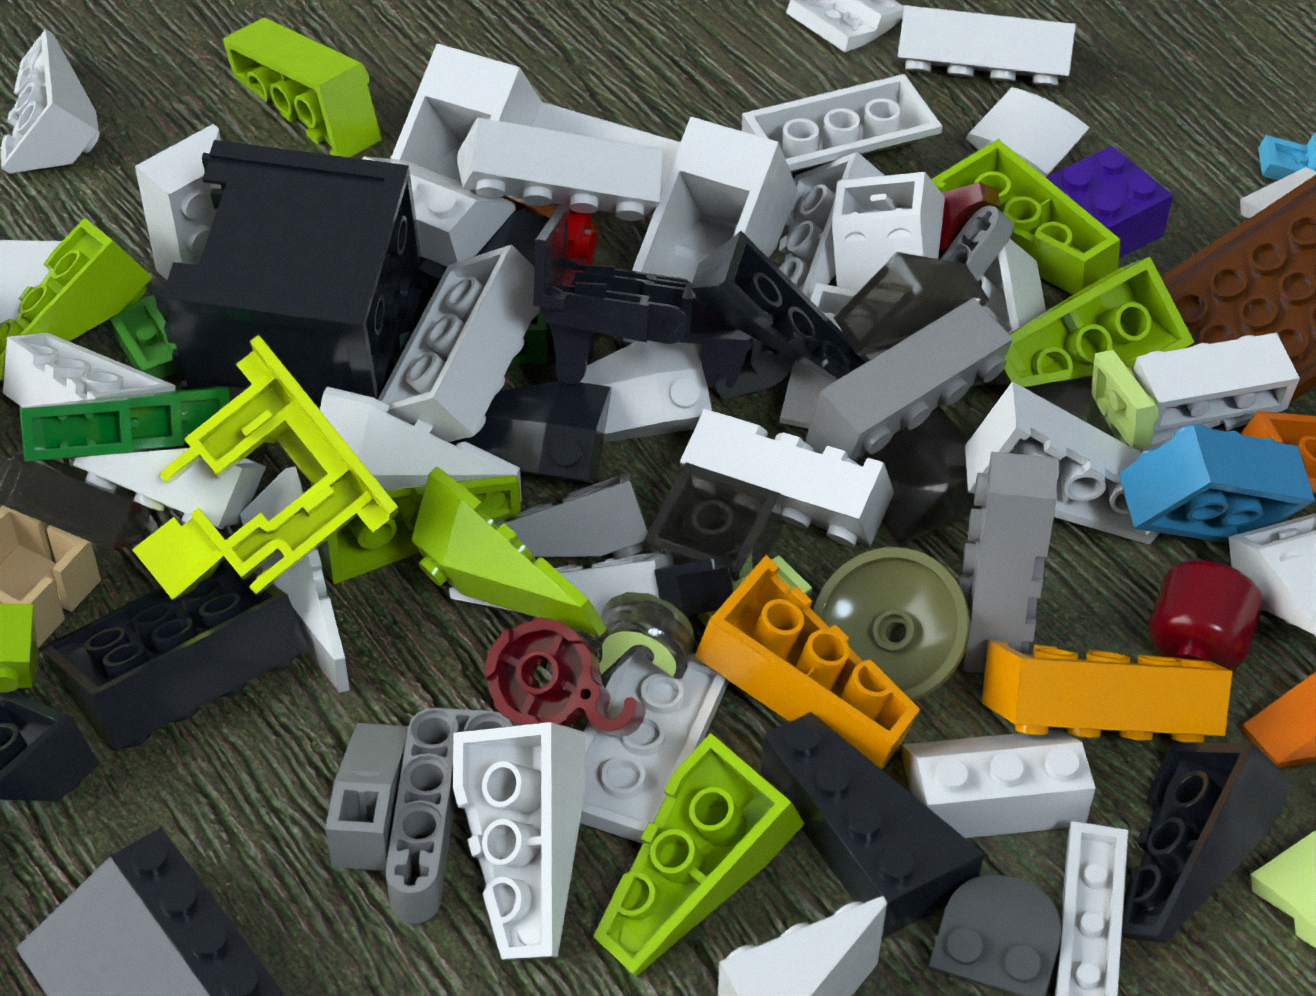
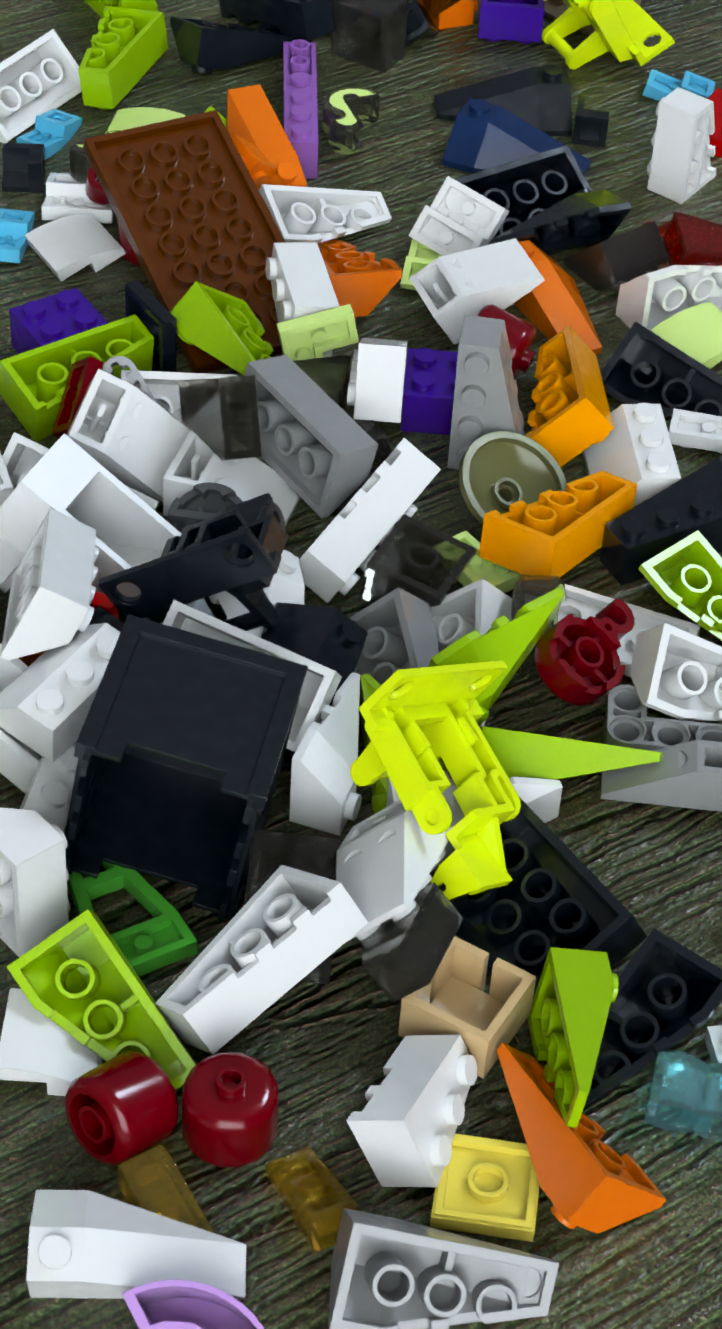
camera: 90 degrees left, 5 degrees down
(116, 423) = (359, 870): green slope -> none
(397, 659) = (560, 758): none -> lime wedge
(696, 584) = (482, 561): black panel -> none
(767, 305) = (237, 475): black wedge -> none
(1096, 566) = (429, 391): none -> dark purple brick
(1117, 249) = (157, 321): none -> black tile
(1215, 484) = (408, 302): dark azure brick -> none

